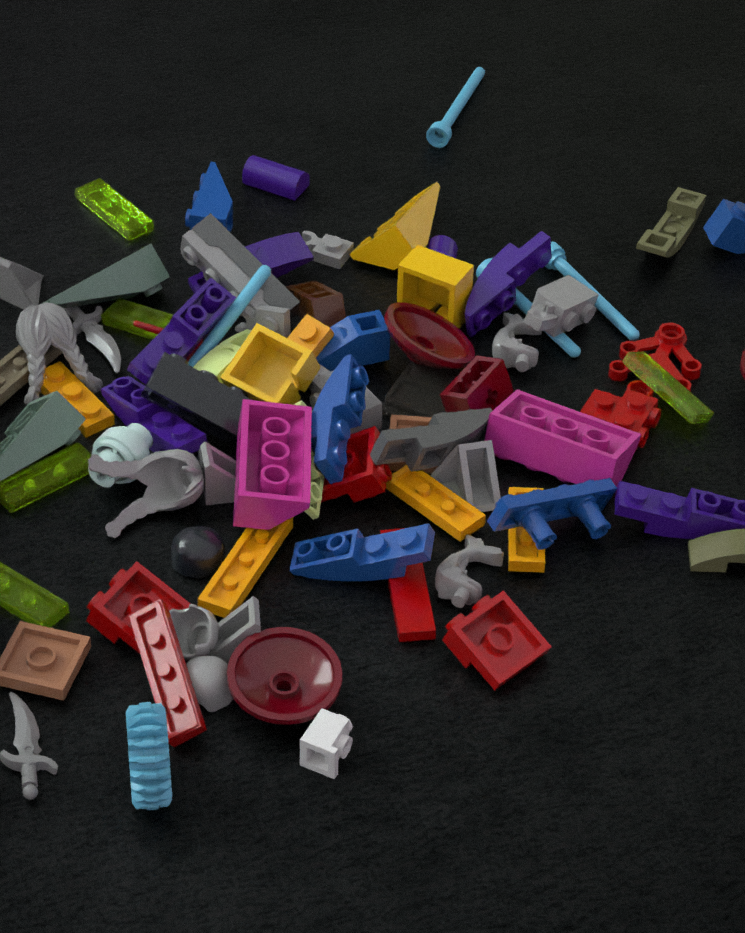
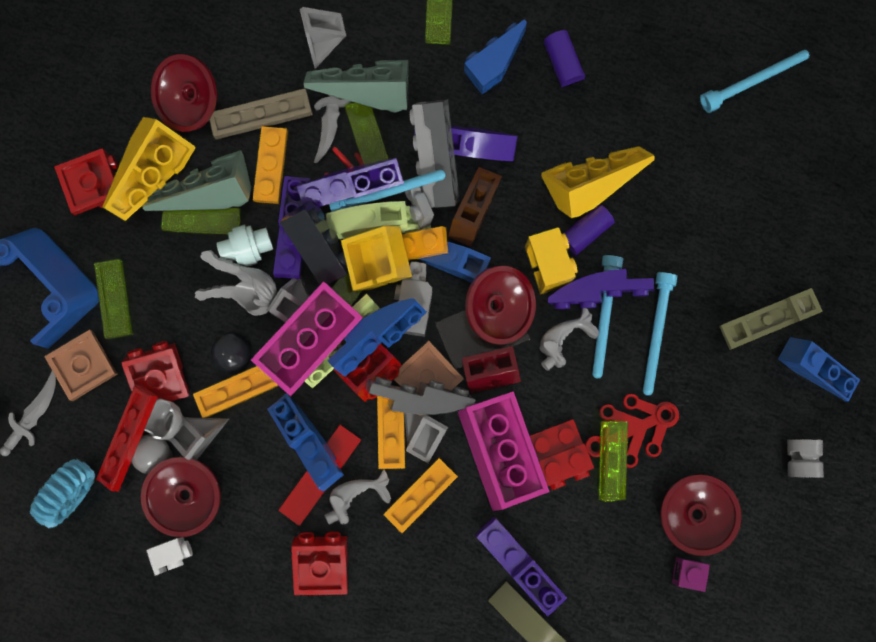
camera: 45 degrees right, 40 degrees up
(39, 329) = (284, 108): light grey hair -> none
(329, 249) = (535, 155): light grey plate -> none
(539, 506) = (429, 499): blue plate -> none
(561, 306) = (613, 339): light grey hinge -> none

